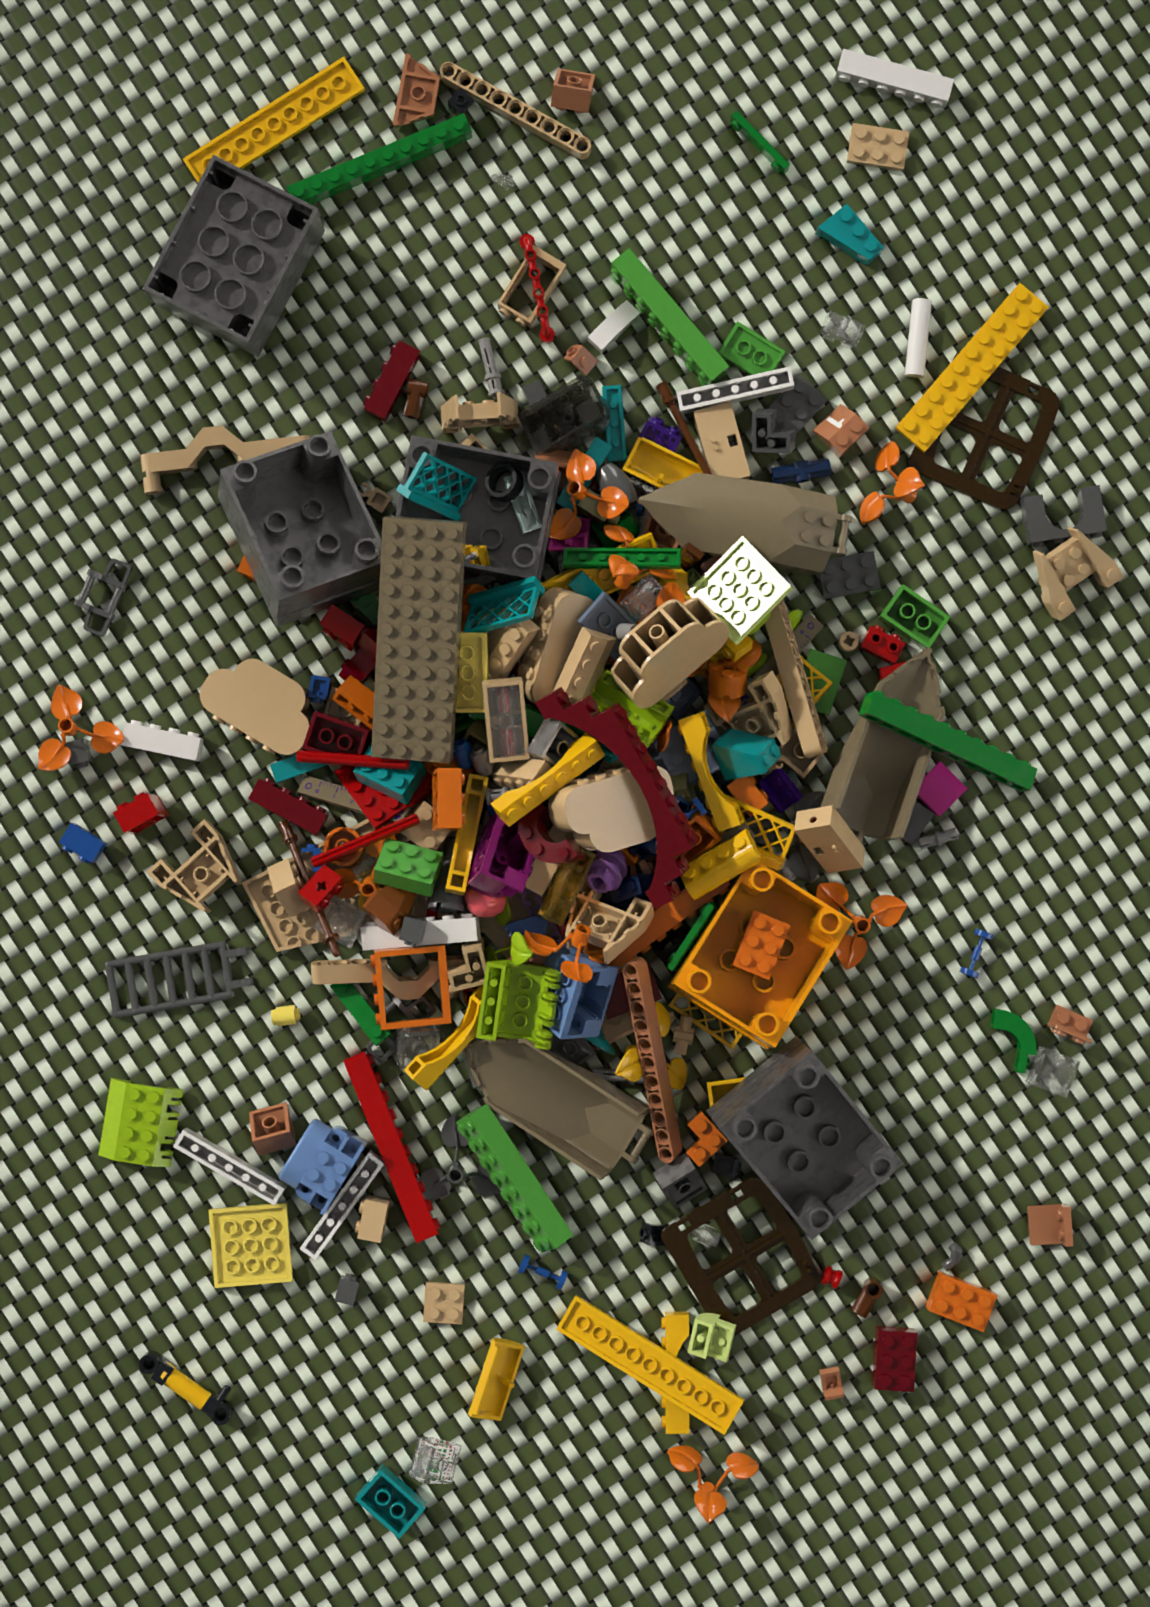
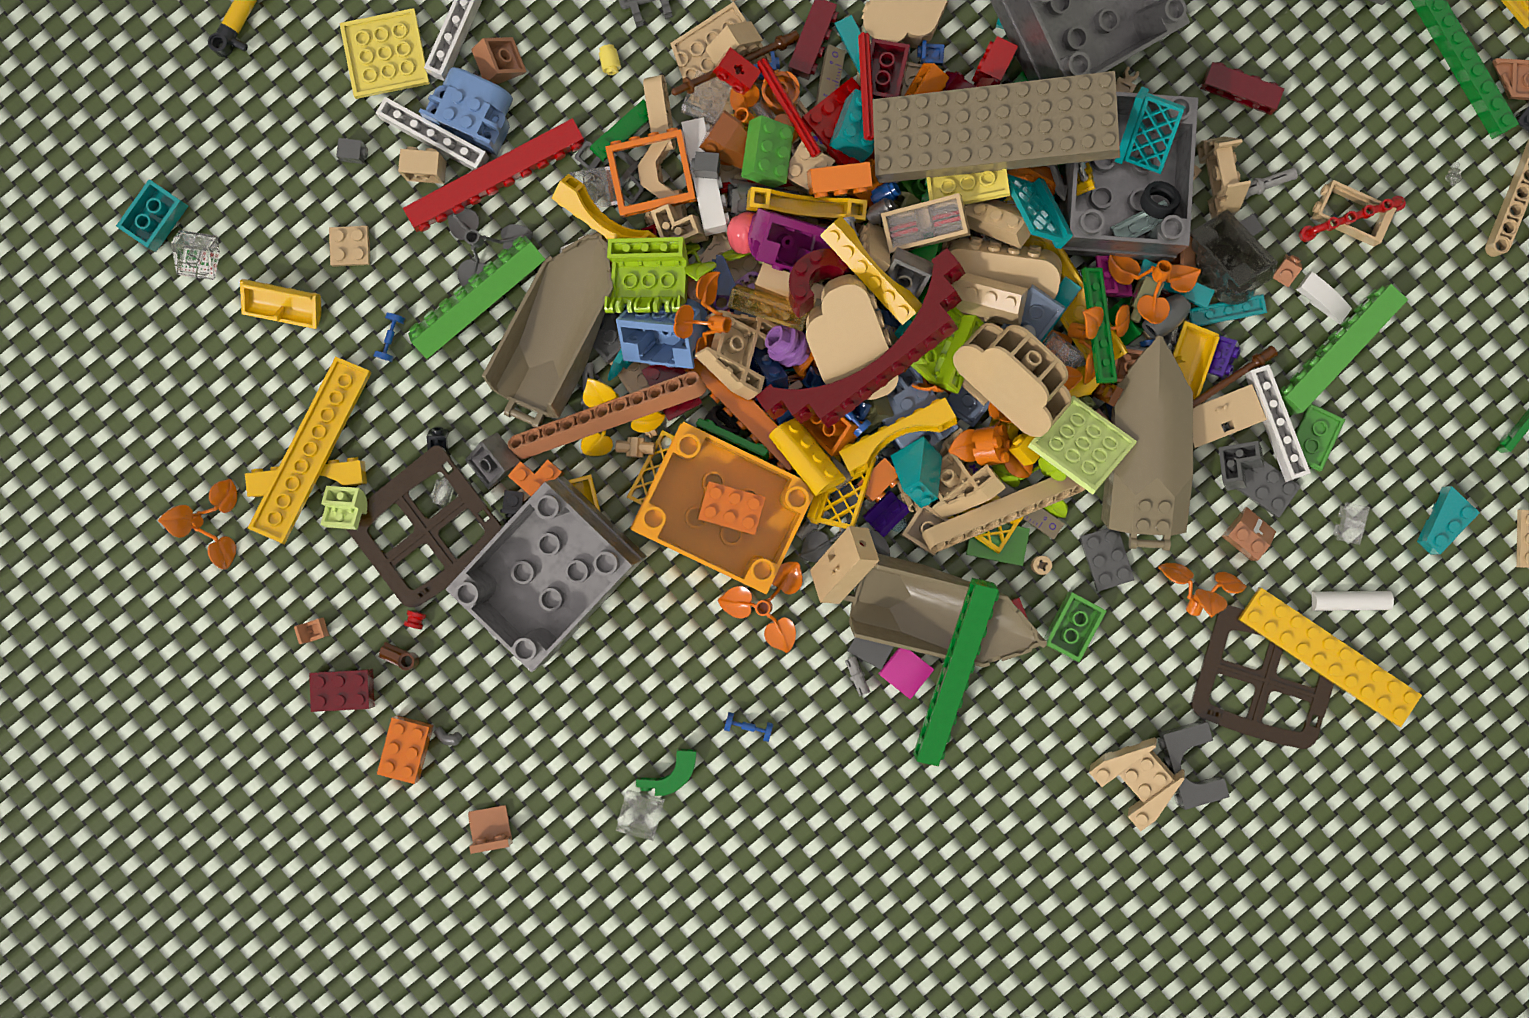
camera: 85 degrees right, 0 degrees up
(416, 394) = (1232, 113): reddish brown piece -> none
(801, 471) = (1204, 500): dark blue piece -> none
(882, 645) = (1042, 598): red brick -> none
(1067, 1022) = (690, 827): nougat bracket -> none

